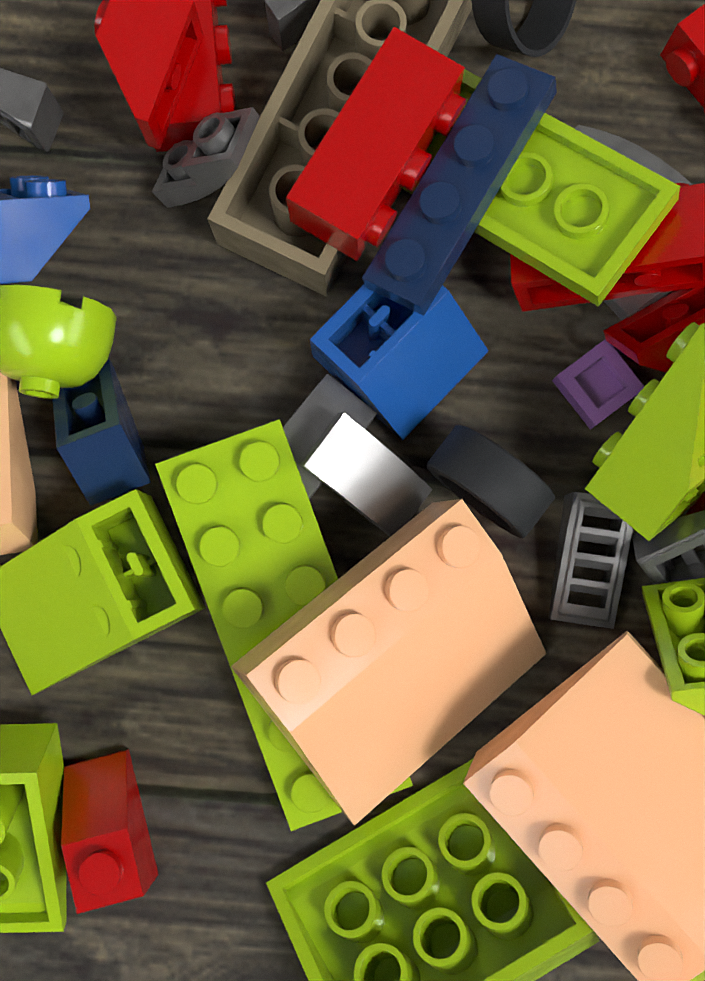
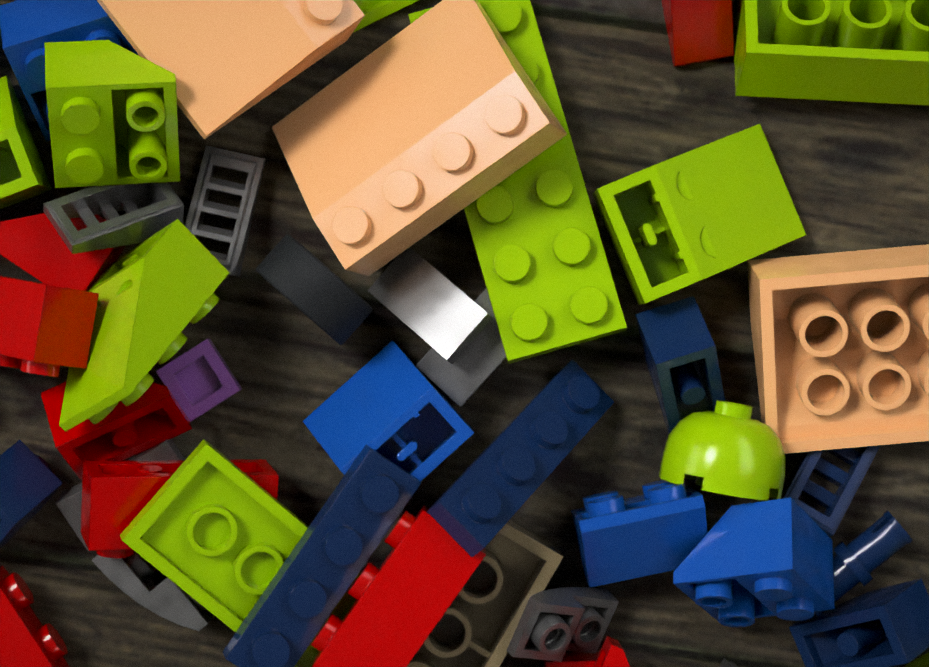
camera: 175 degrees left, 5 degrees up
(133, 258) = (638, 534): none -> blue slope
(261, 310) = (520, 458): none -> dark blue plate

